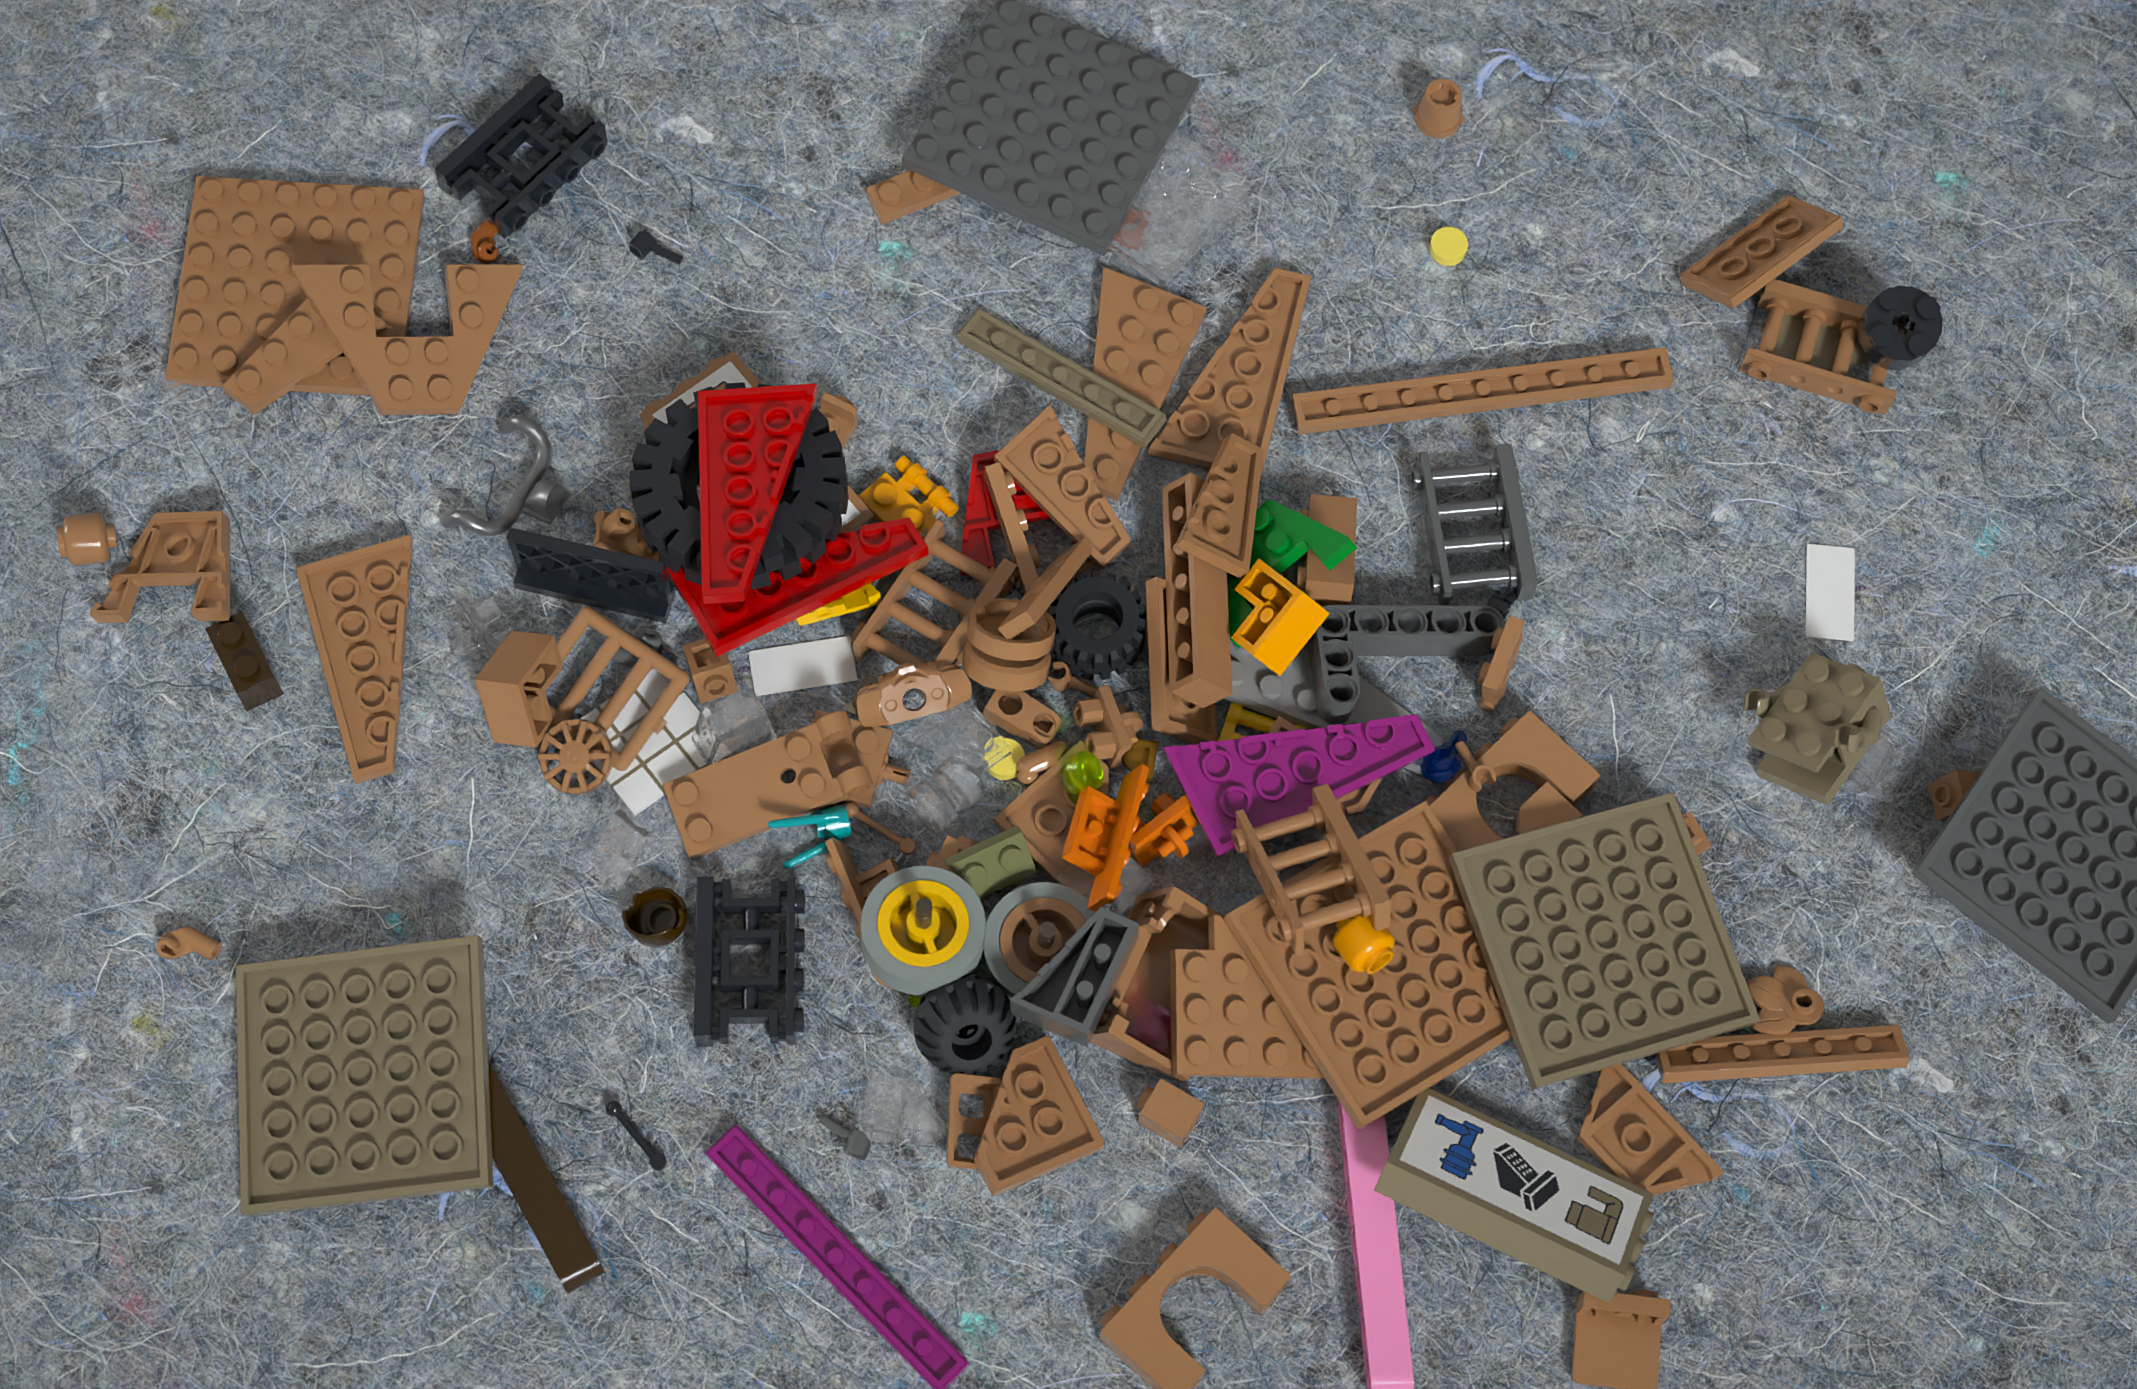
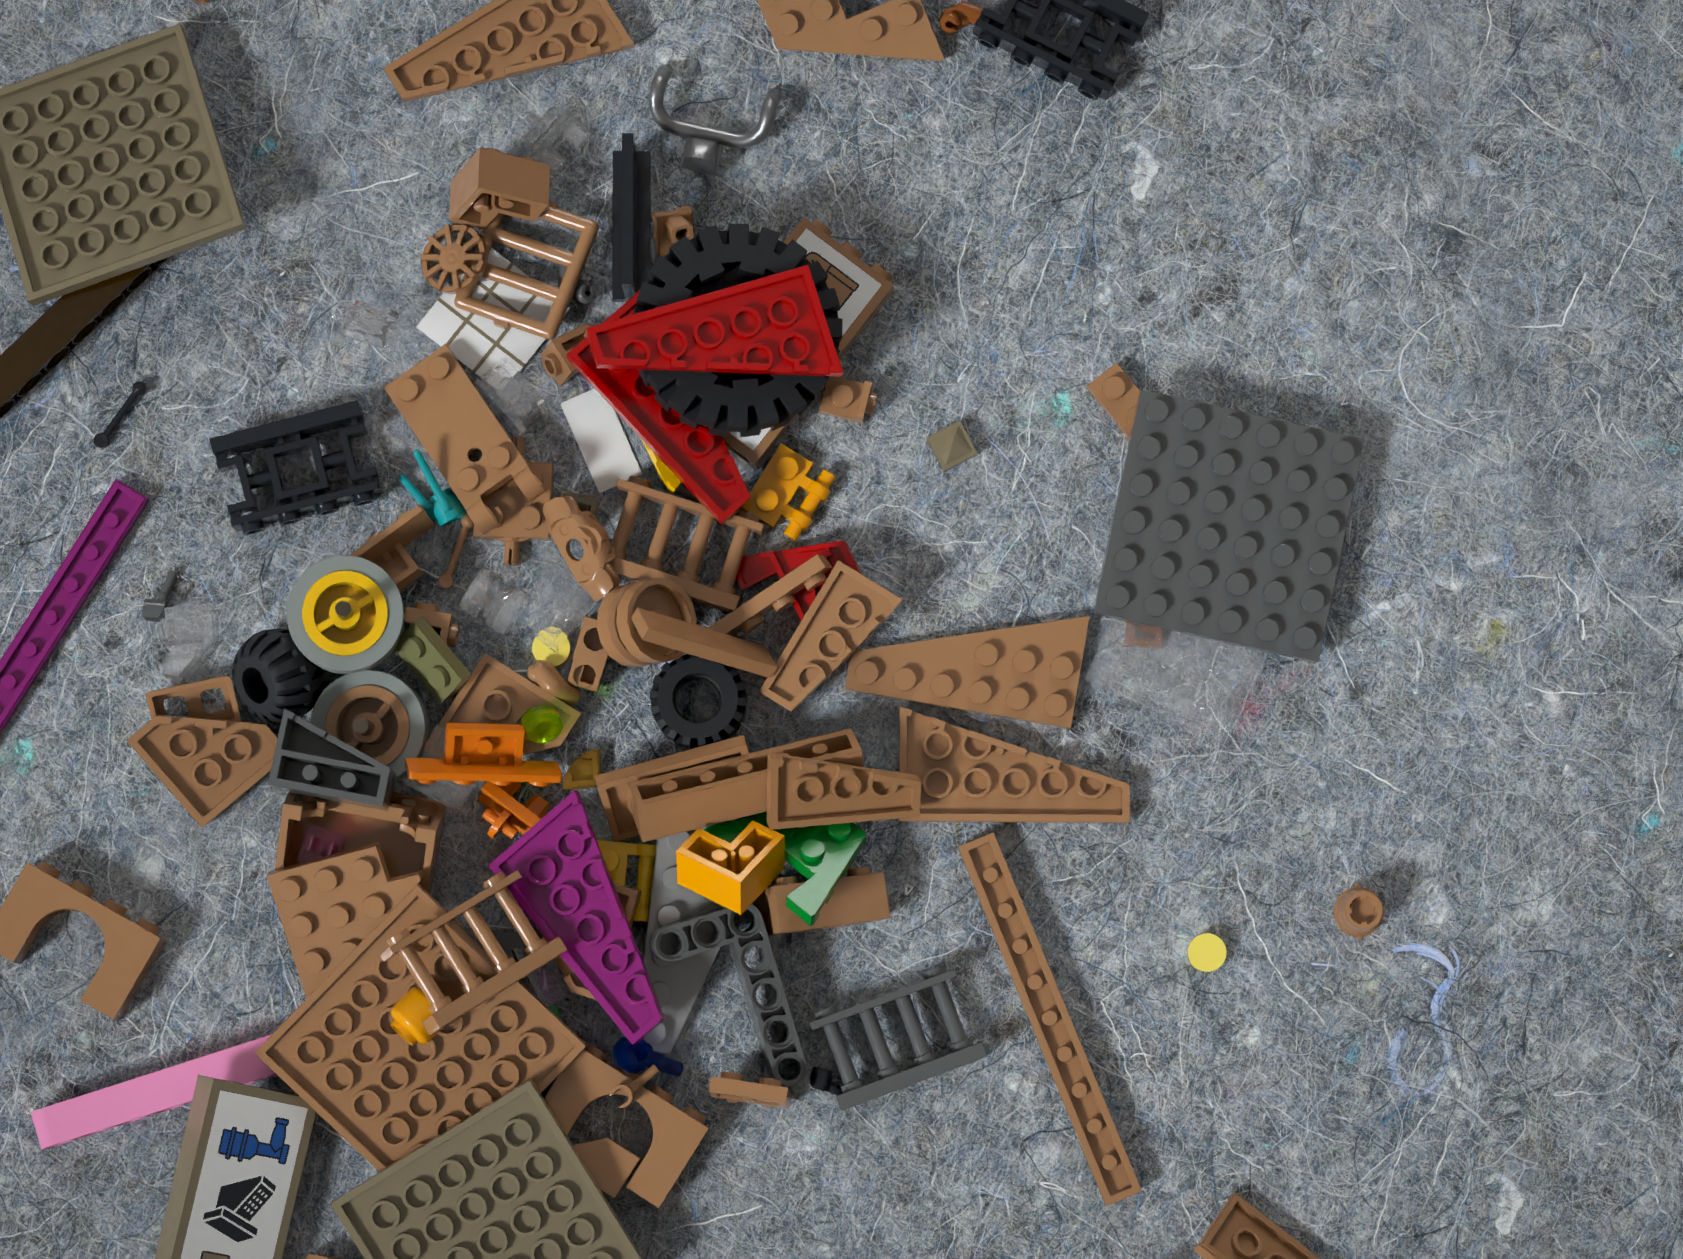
camera: 80 degrees right, 15 degrees up
(645, 243) = (998, 167): black hand -> none
(656, 917) = (316, 373): dark brown hair -> none
(904, 348) = (951, 446): none -> dark tan tile
(1062, 378) = (954, 604): dark tan tile -> none
(1069, 681) = (643, 695): medium nougat hand -> none
(1112, 723) = (613, 725): medium nougat hips -> none
(1169, 1112) = (244, 877): medium nougat brick -> none

